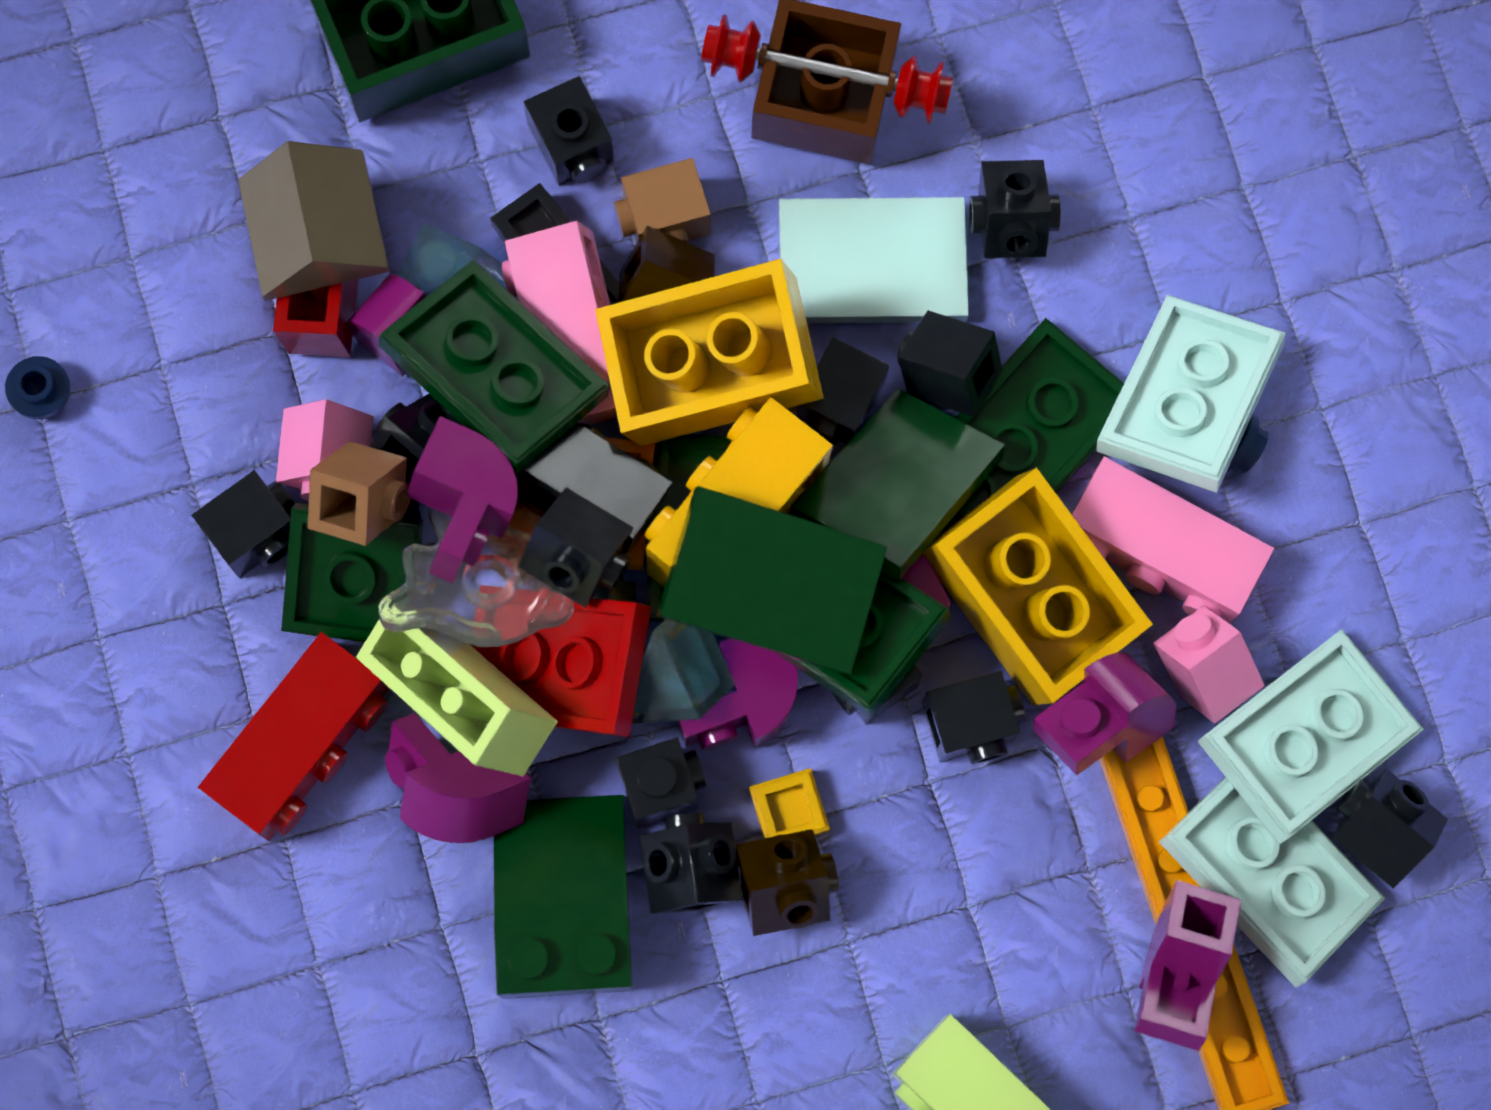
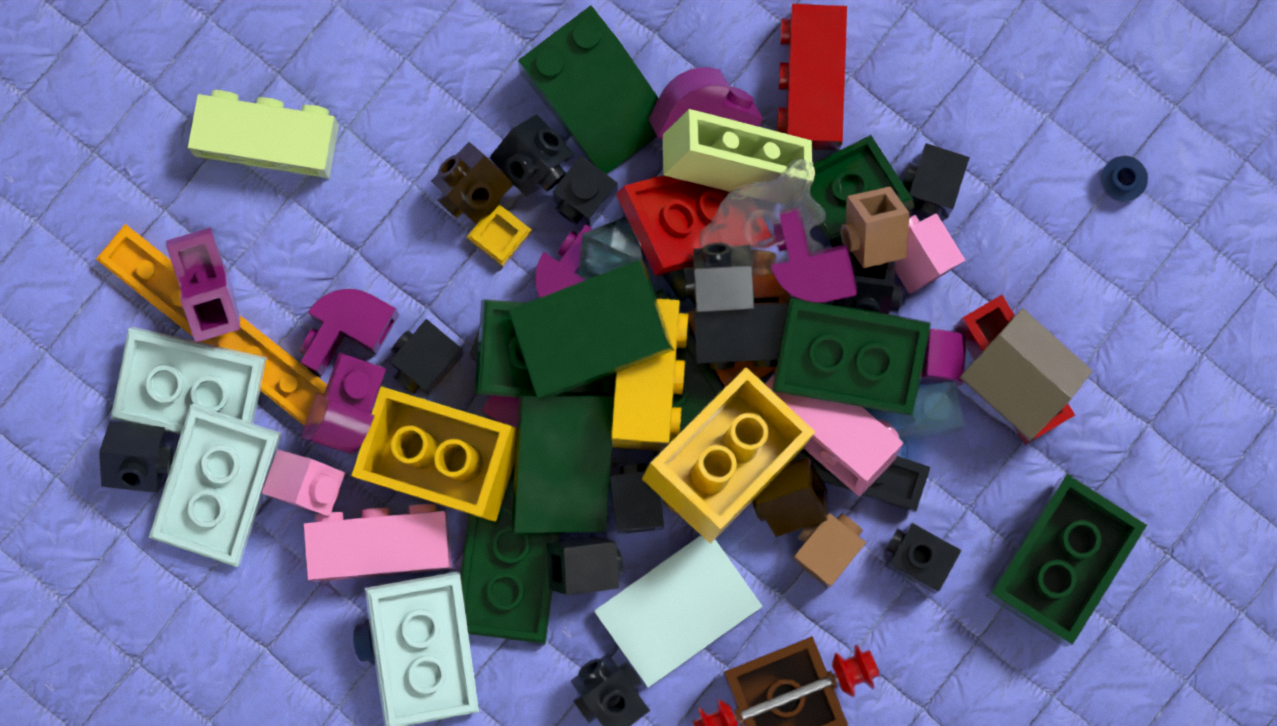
camera: 150 degrees right, 5 degrees up
(1028, 825) = (348, 315): none -> magenta brick

